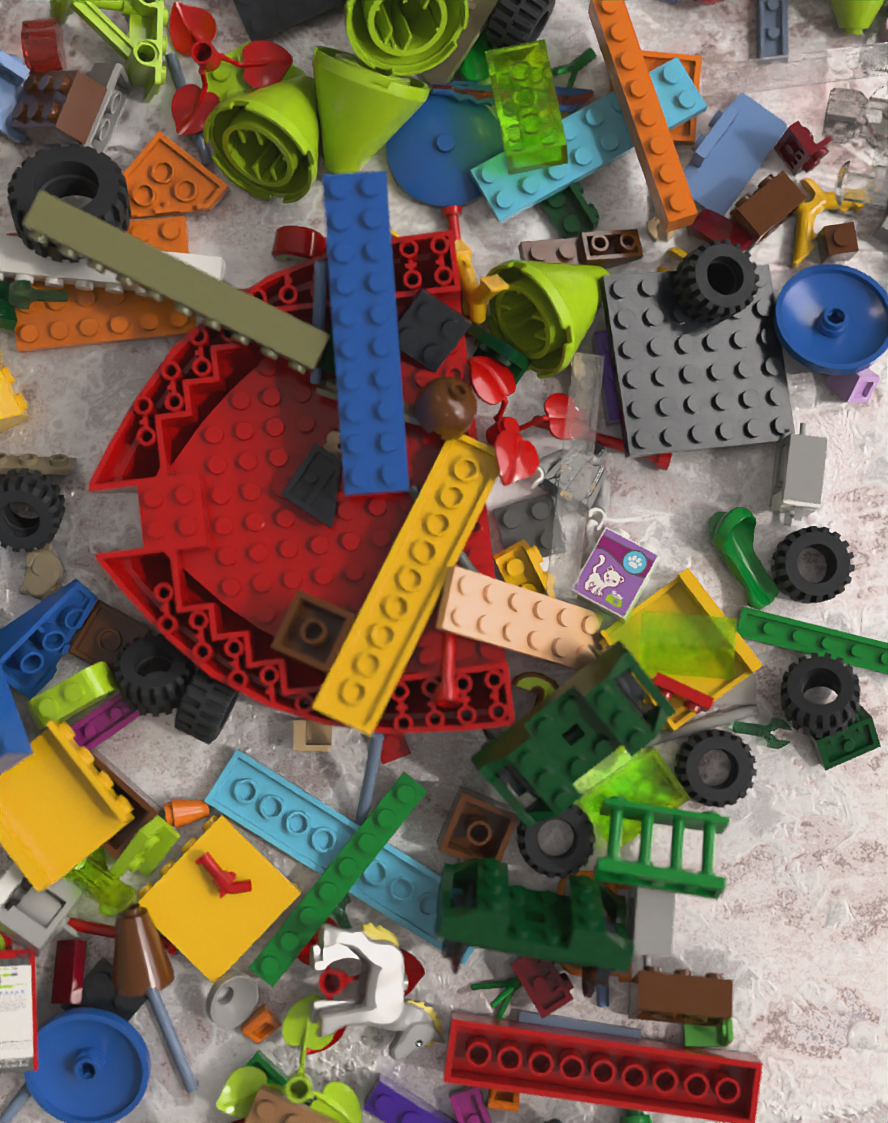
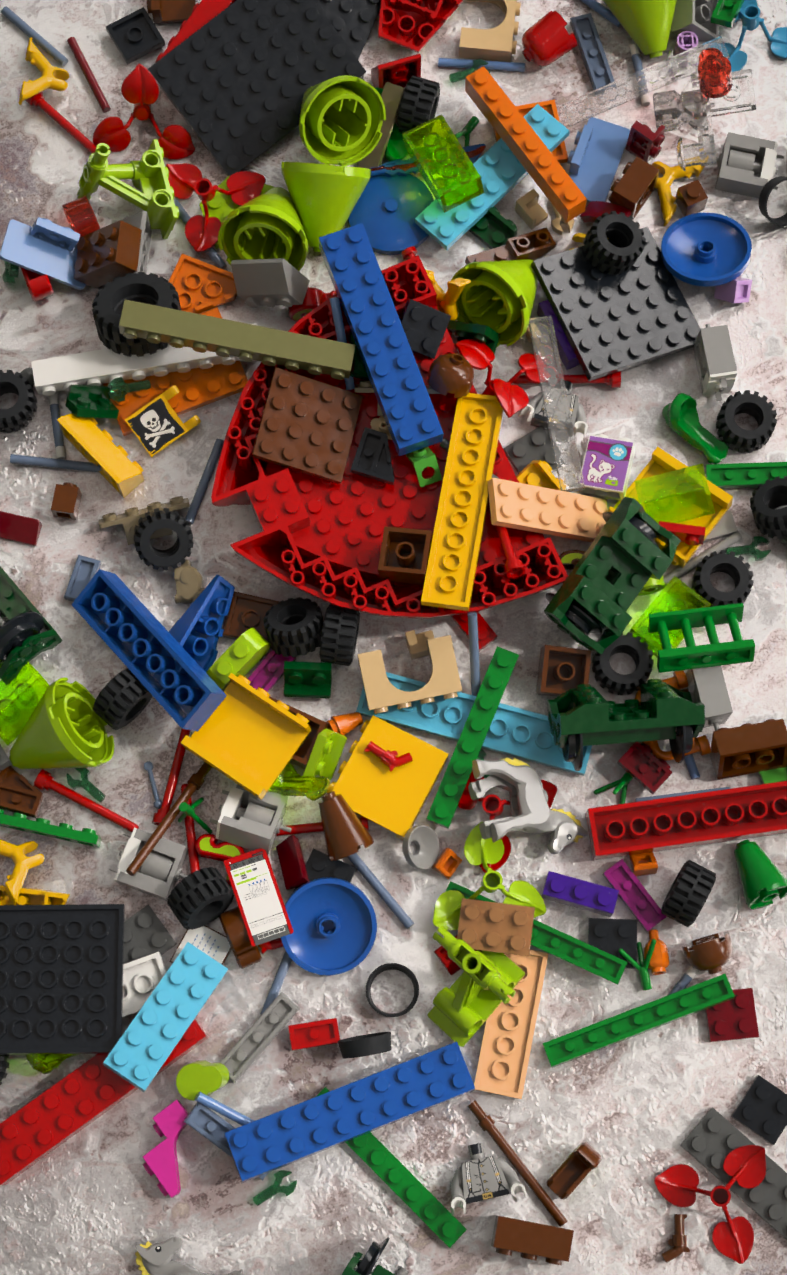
camera: 10 degrees left, 10 degrees down
(64, 351) = (158, 424): none -> flag
(98, 449) = (205, 479): none -> sand blue bar
(154, 744) = (307, 679): none -> dark green bracket
(240, 421) = (307, 425): none -> reddish brown plate
(241, 795) = (442, 681): none -> tan arch
(254, 207) = (269, 282): none -> light grey slope
(376, 508) = (421, 459): none -> bright green bracket
(625, 198) = (530, 210): none -> tan panel
(824, 43) = (636, 59): none -> bar

